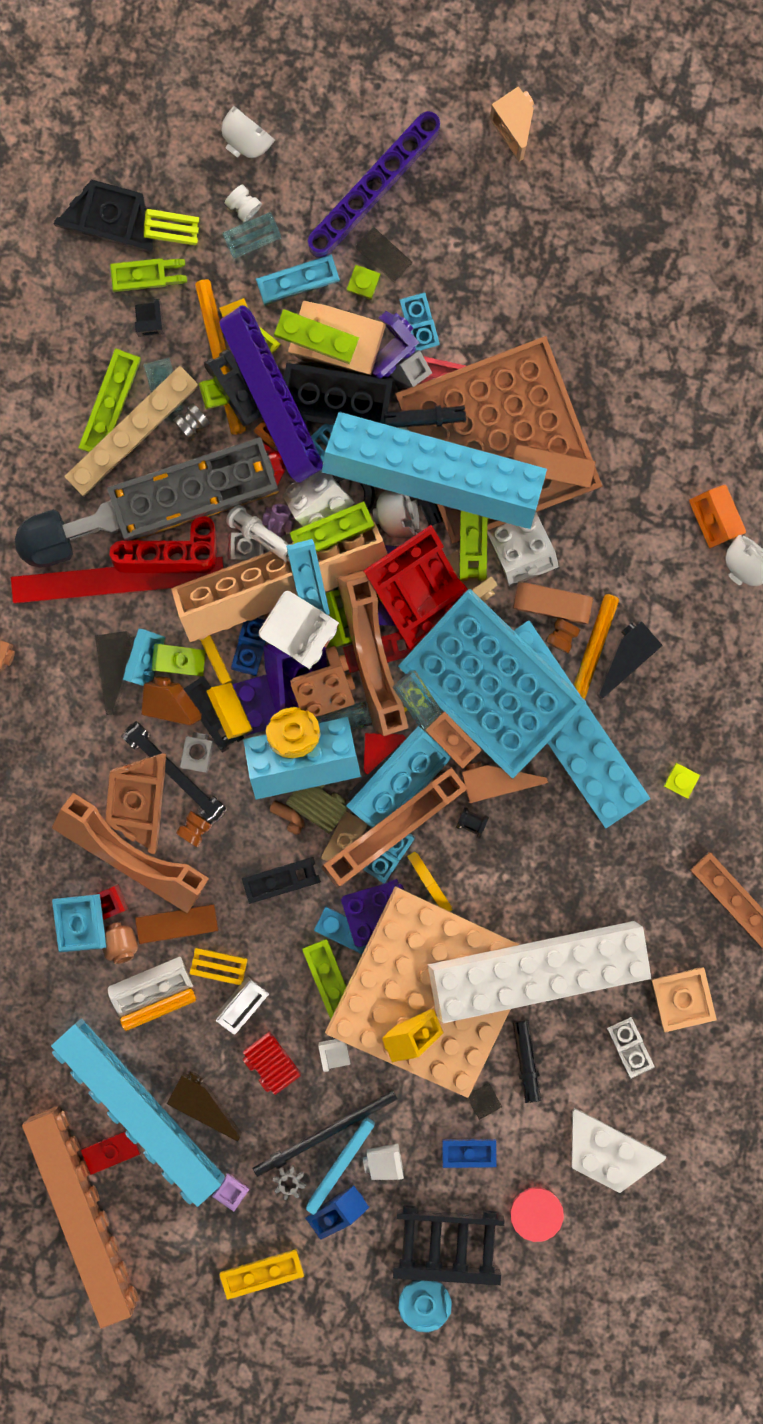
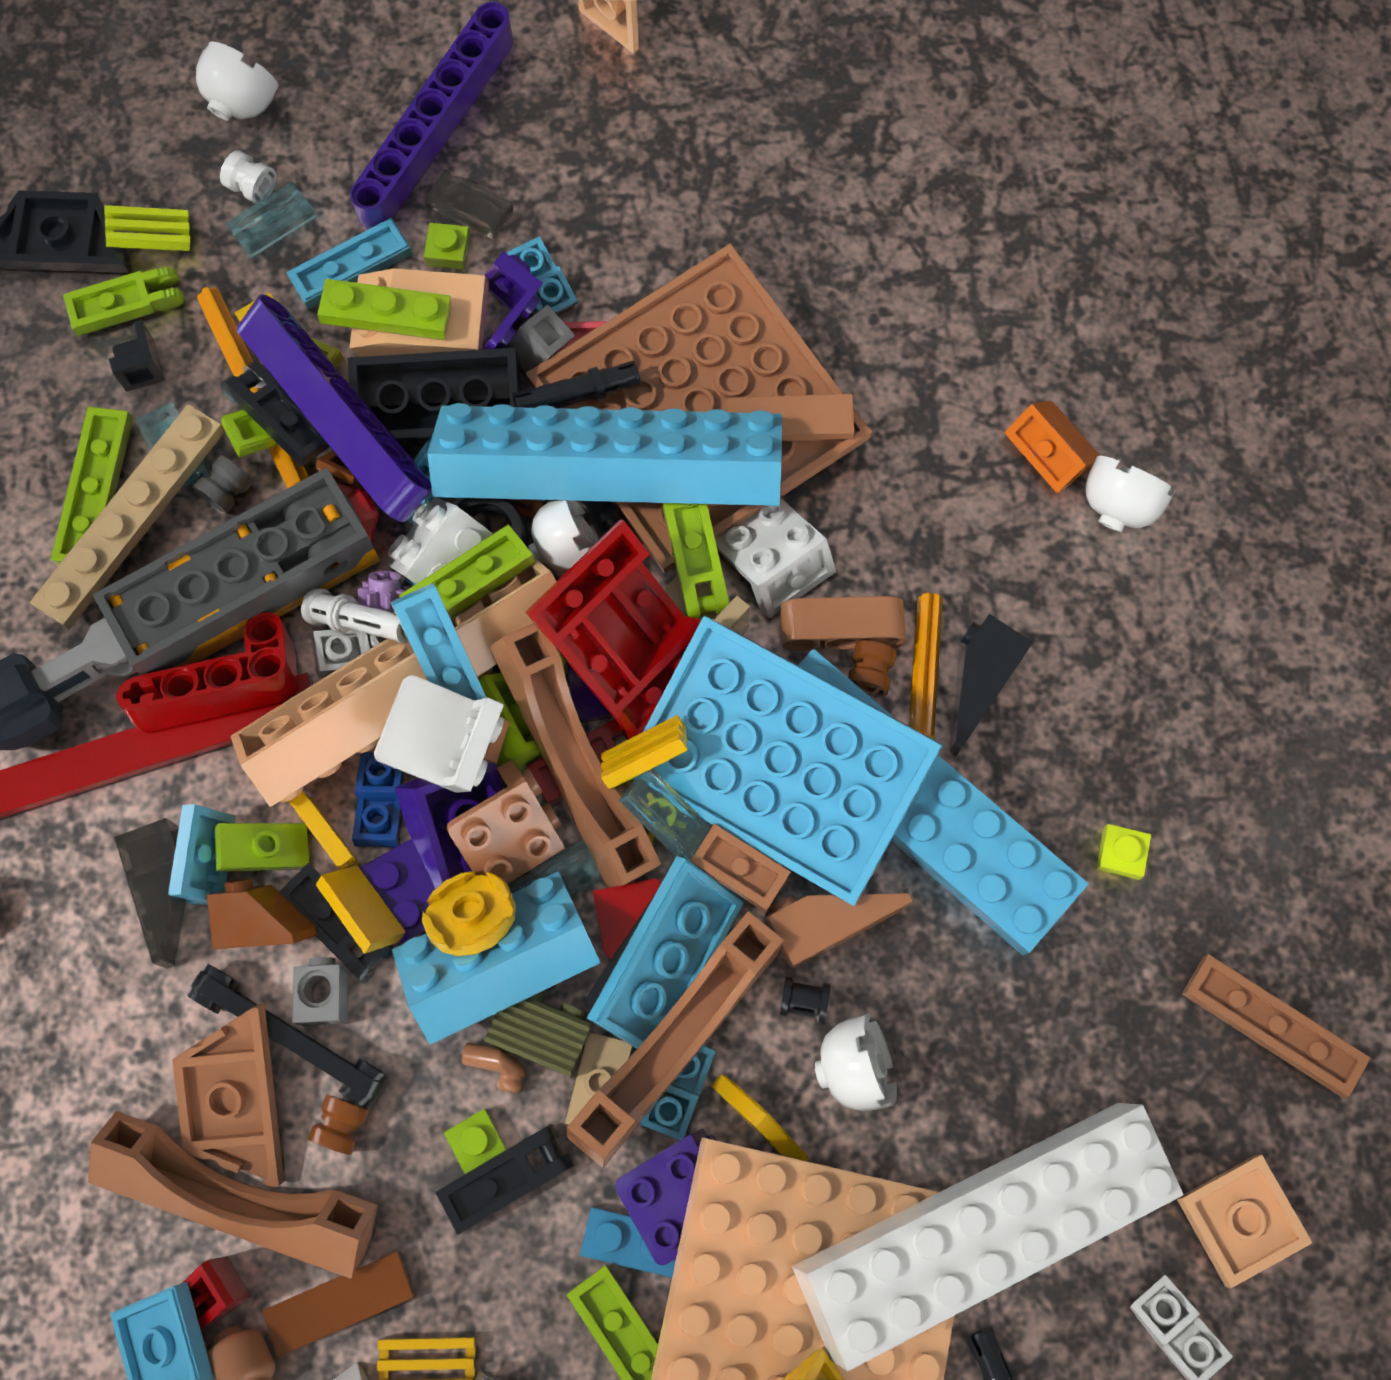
camera: 20 degrees left, 15 degrees down
(268, 855) = (475, 1141): none -> lime plate
(413, 661) = (644, 752): none -> yellow tile
(491, 866) = (856, 1065): none -> white cylinder

